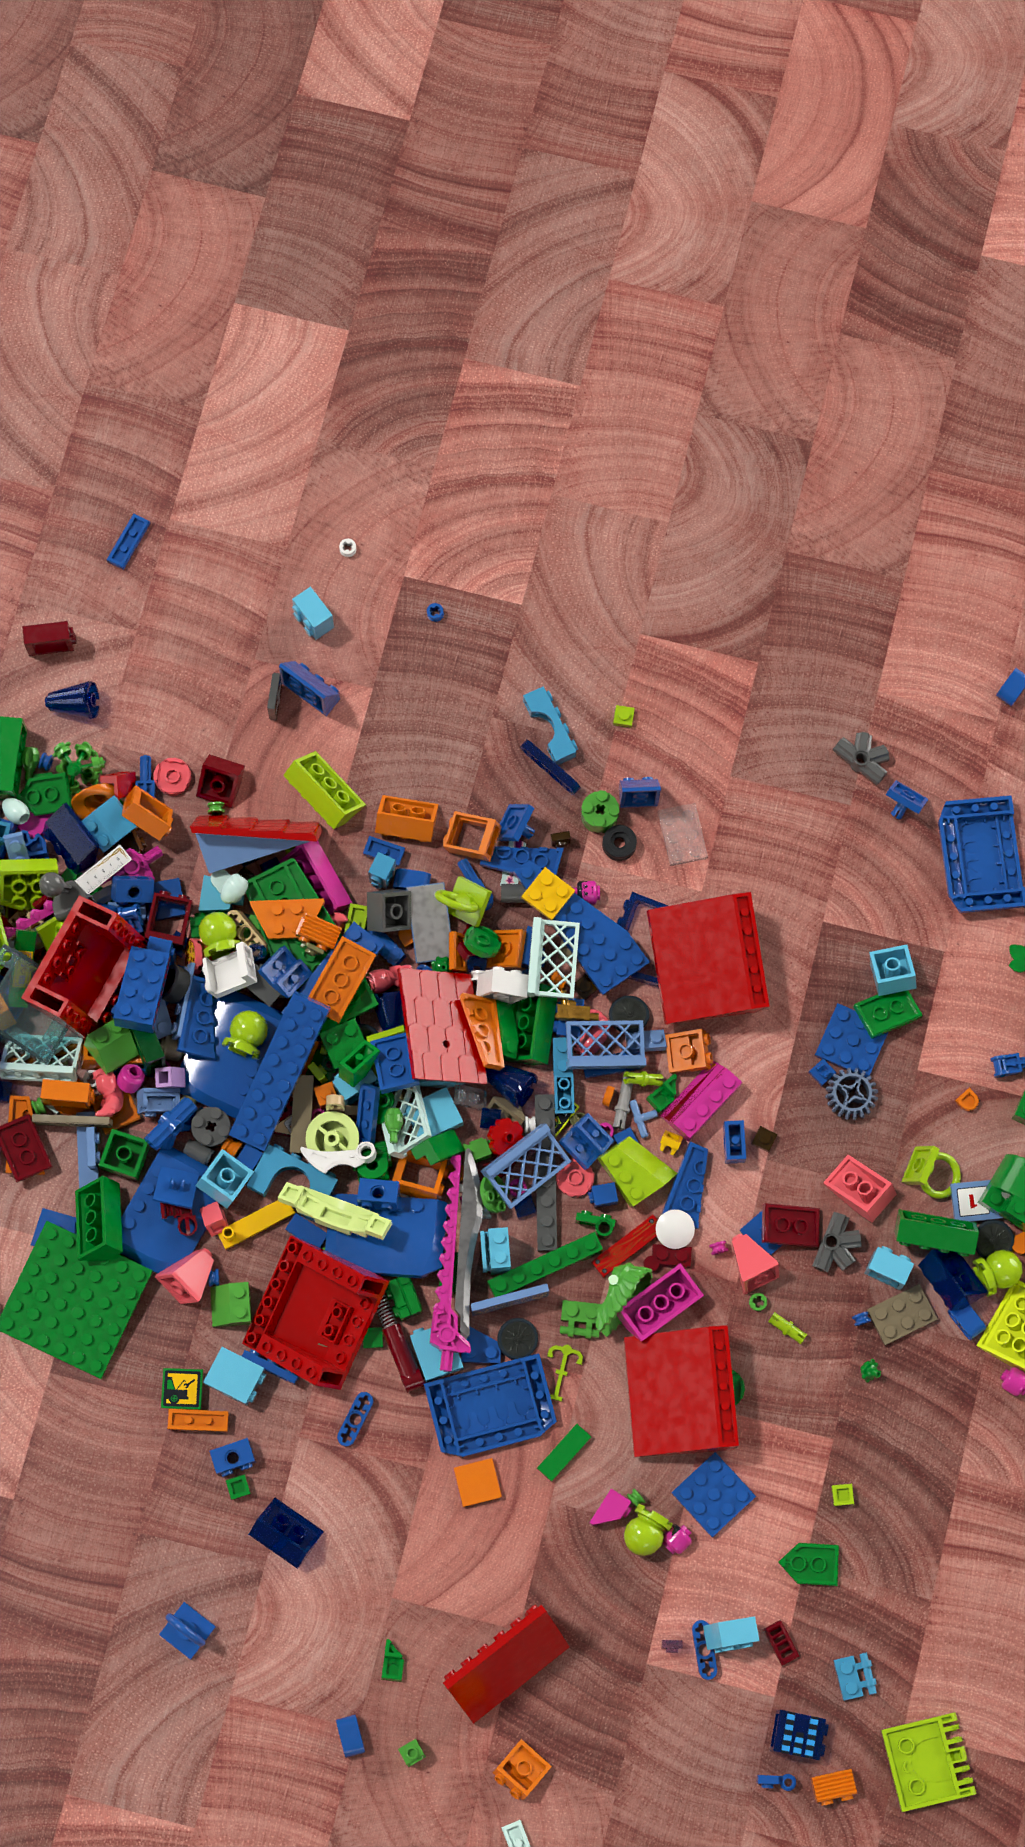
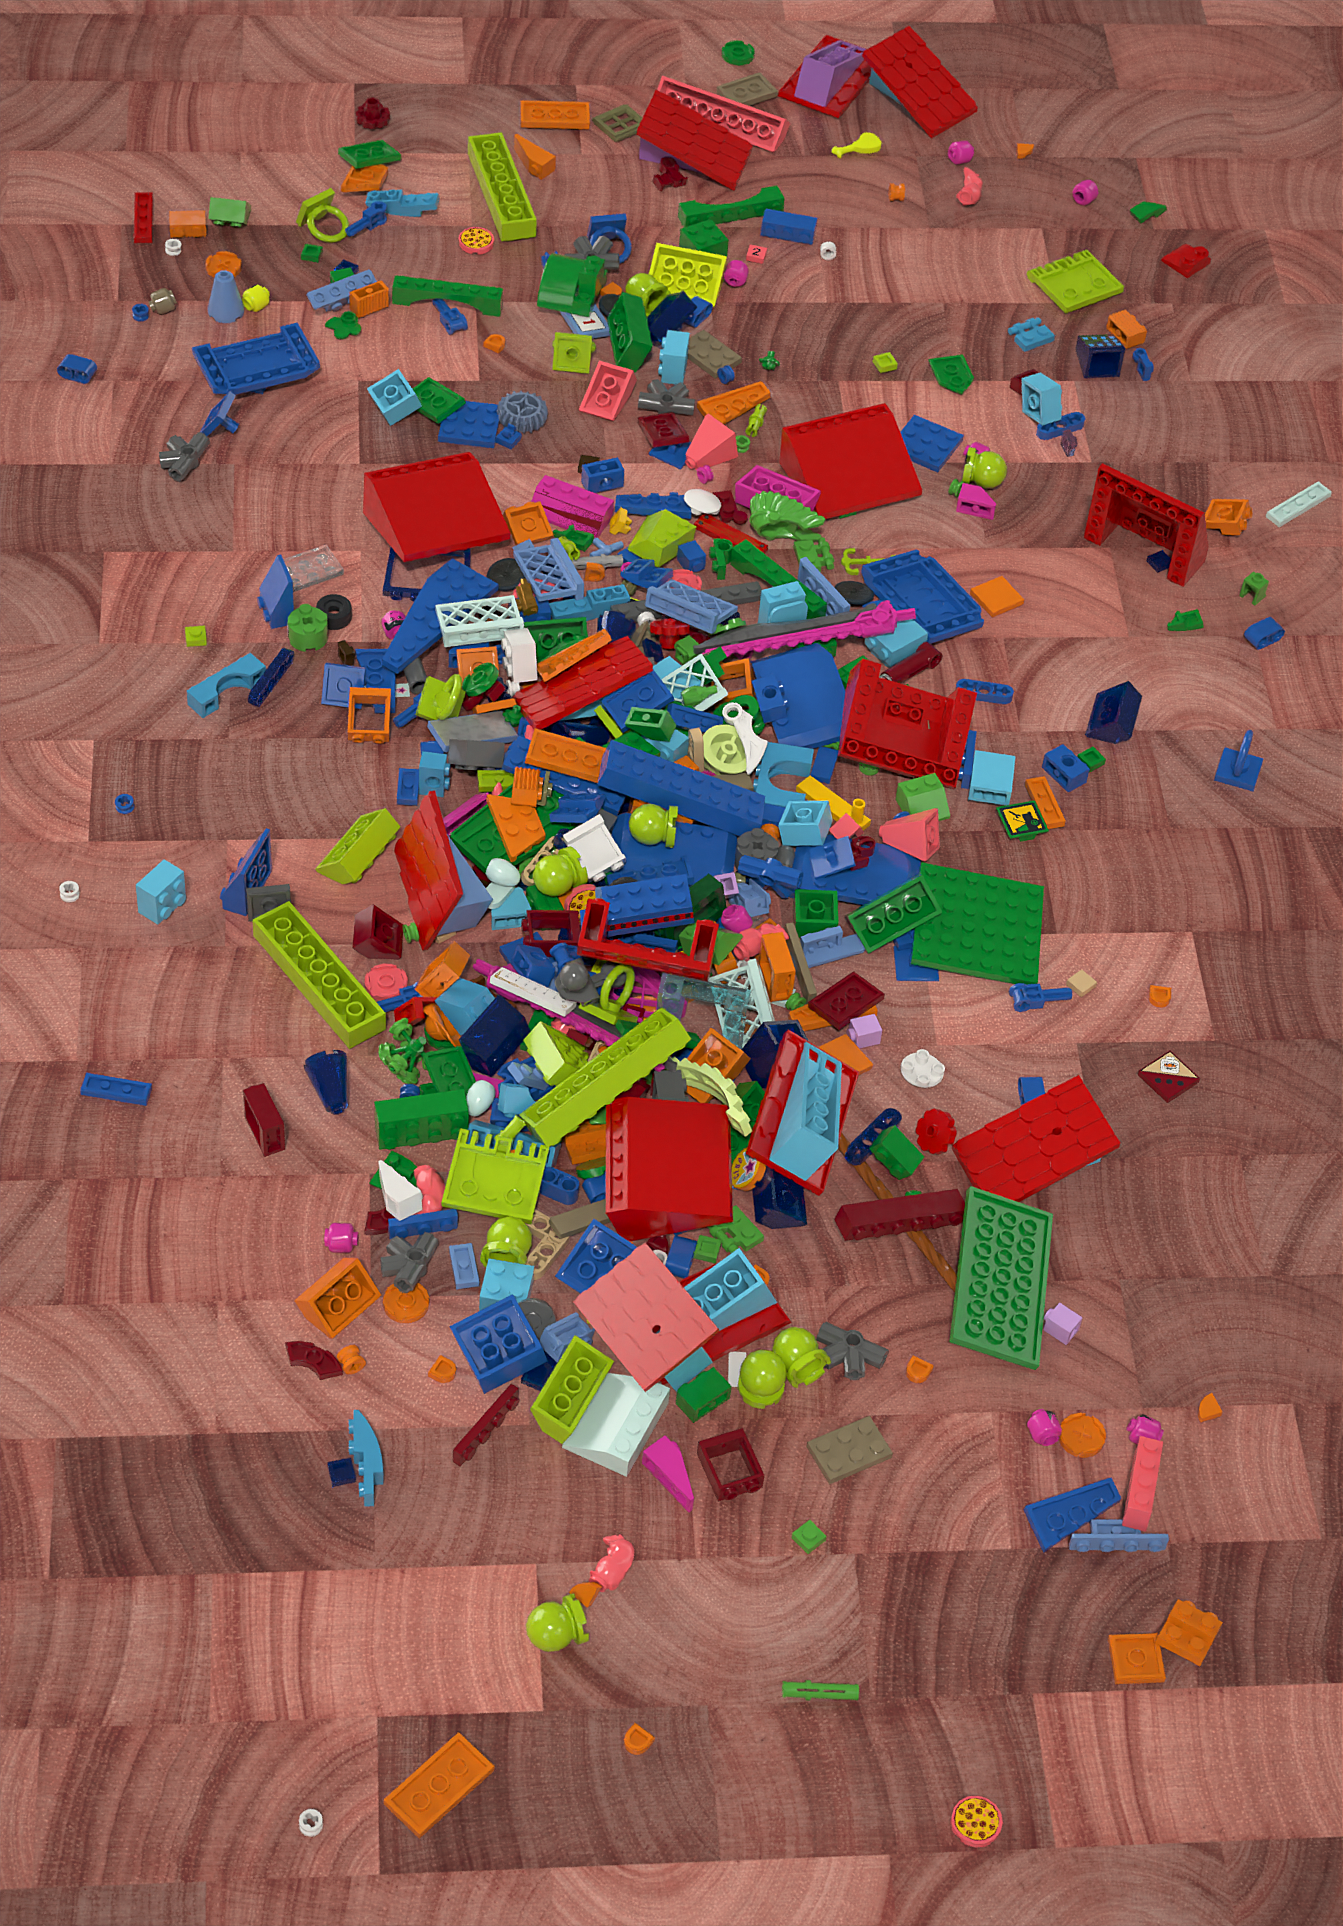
camera: 110 degrees left, 25 degrees down
(188, 719) = (319, 974): none -> lime brick
(334, 1212) = (802, 719): yellowish green piece -> none
(406, 818) = (366, 774): orange slope -> none
(548, 894) = (414, 633): yellow plate -> none
(564, 1452) = (940, 544): green tile -> none
(815, 1308) = (734, 403): none -> orange wing

